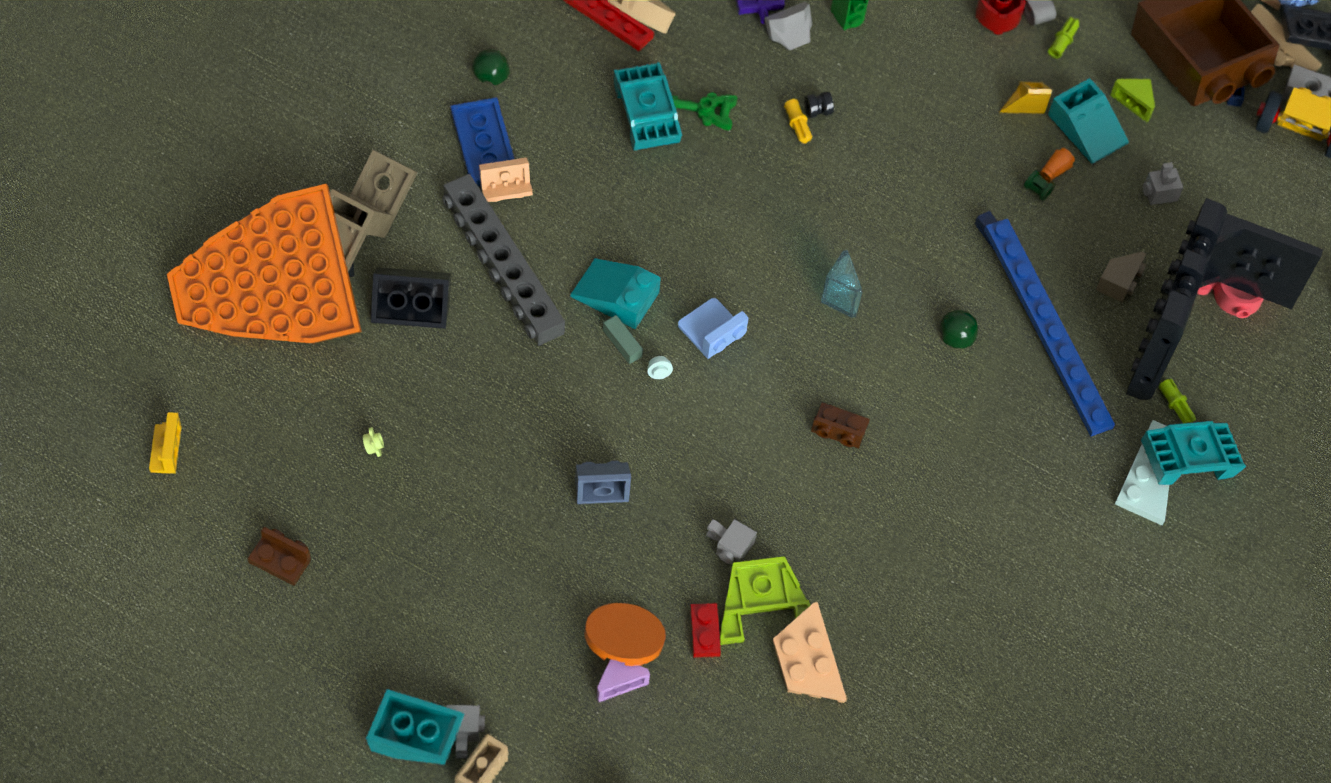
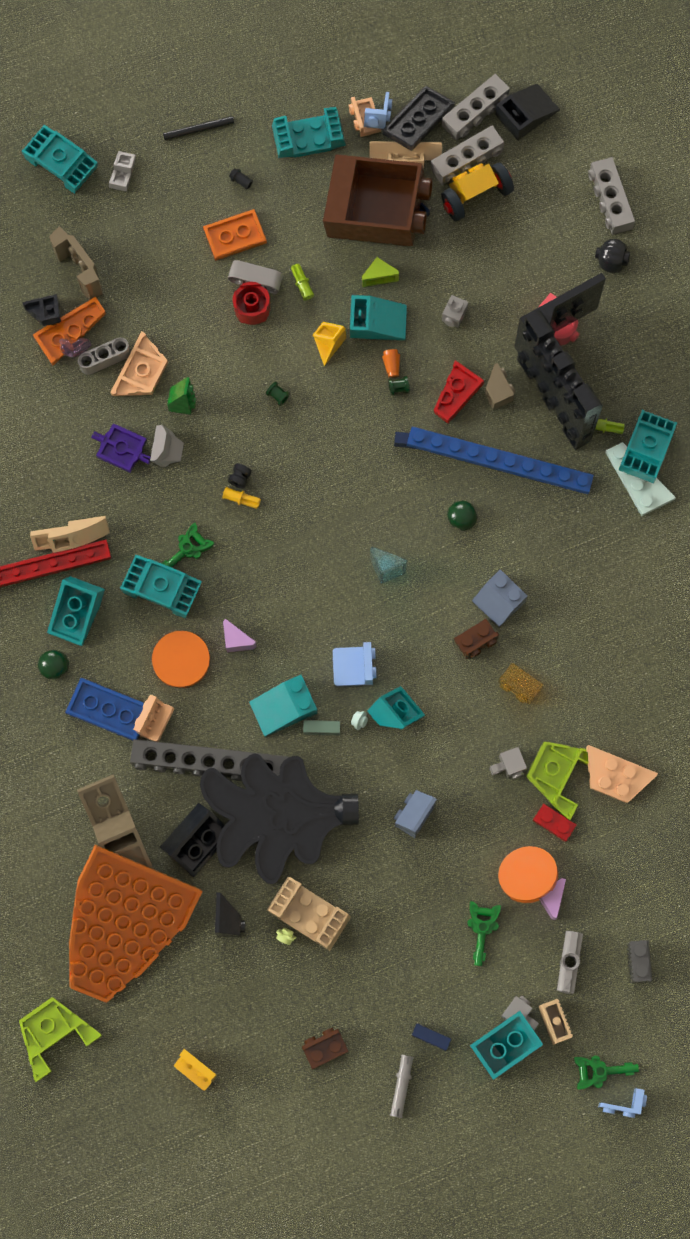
camera: 45 degrees left, 15 degrees up
(113, 286) = (46, 1027): none -> lime wing
(283, 663) = (401, 1086): none -> light grey pin
(348, 370) = (227, 919): none -> black slope
(370, 655) = (431, 1037): none -> dark blue piece
(414, 448) = (308, 913): none -> tan plate
(494, 348) = (275, 811): none -> black plant
(531, 631) = (482, 928): none -> green piece
(545, 750) = (571, 949): none -> light grey piece
(561, 49) = (75, 610): none -> teal slope
(588, 171) = (180, 659): none -> orange tile
(647, 203) = (236, 639): none -> lavender slope
(699, 392) = (395, 709): none -> teal slope
(828, 498) = (520, 683): none -> clear yellow bracket
(902, 418) = (500, 598): none -> sand blue slope
(932, 86) = (277, 393): none -> dark green bush
(1089, 242) = (459, 389): none -> red wing

